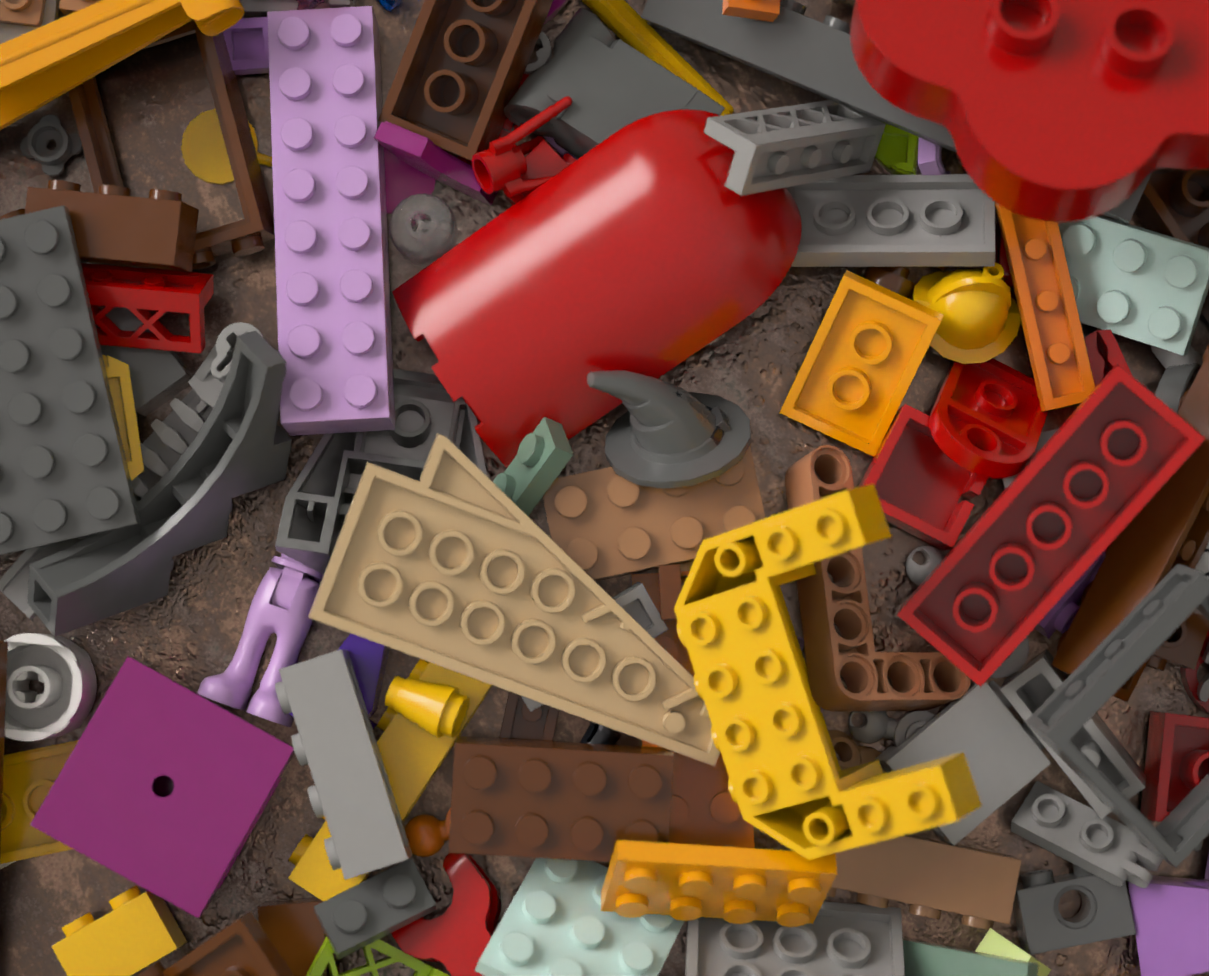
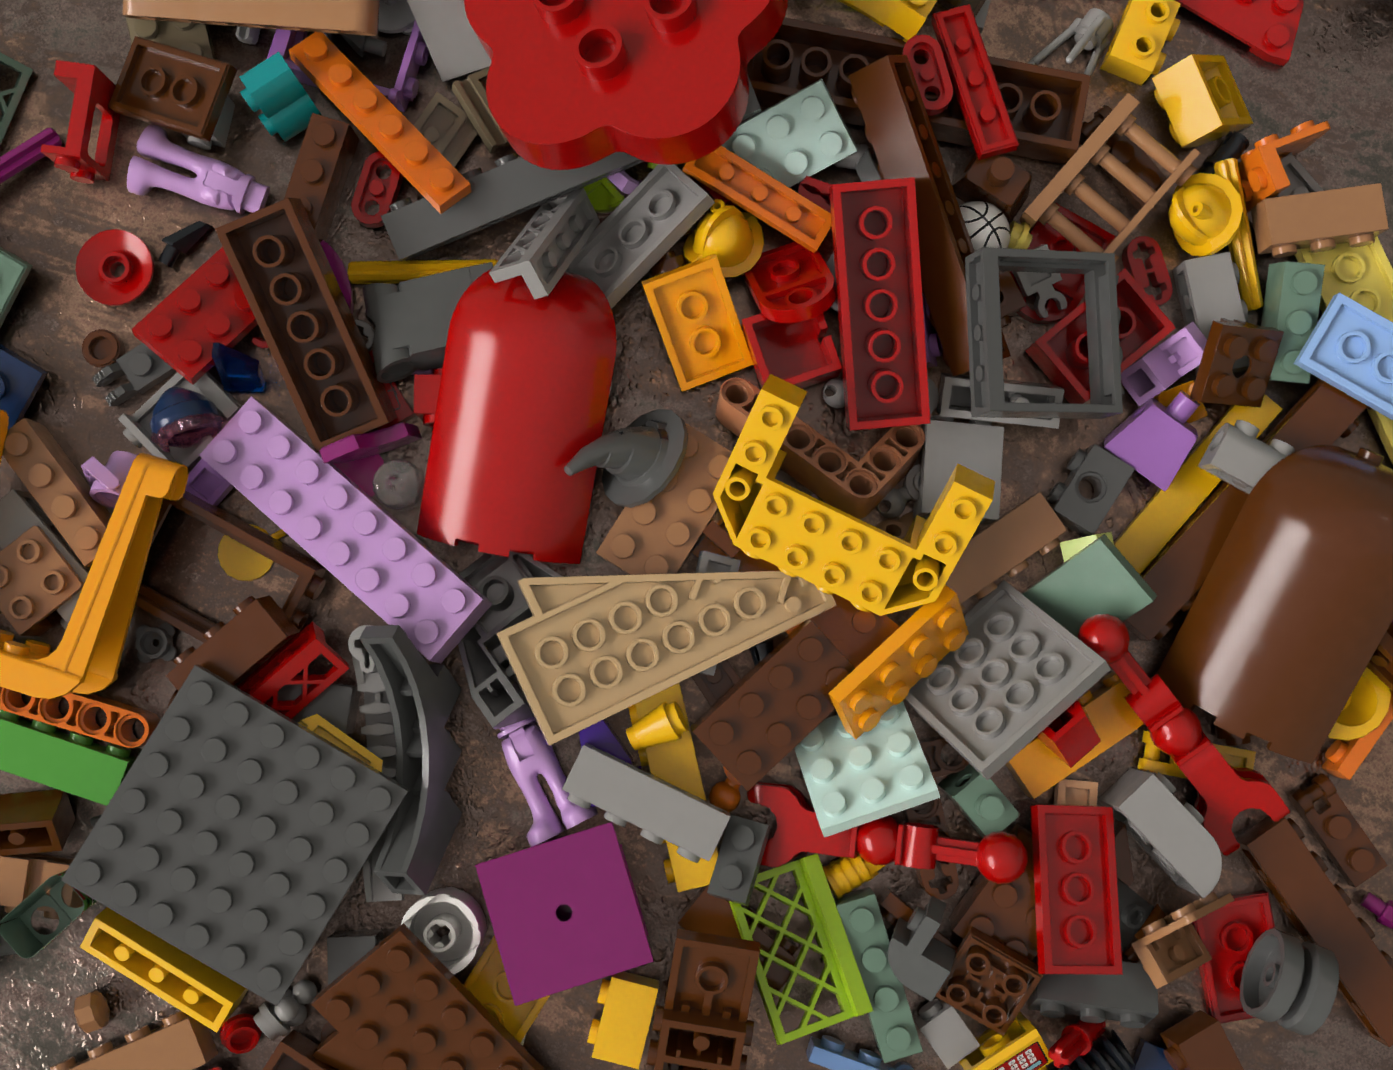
camera: 50 degrees left, 0 degrees up
(505, 162) = (406, 405): red plant -> none
(536, 465) = (585, 545): sand green plate -> none
(1083, 837) = (1059, 447): light grey hinge -> none

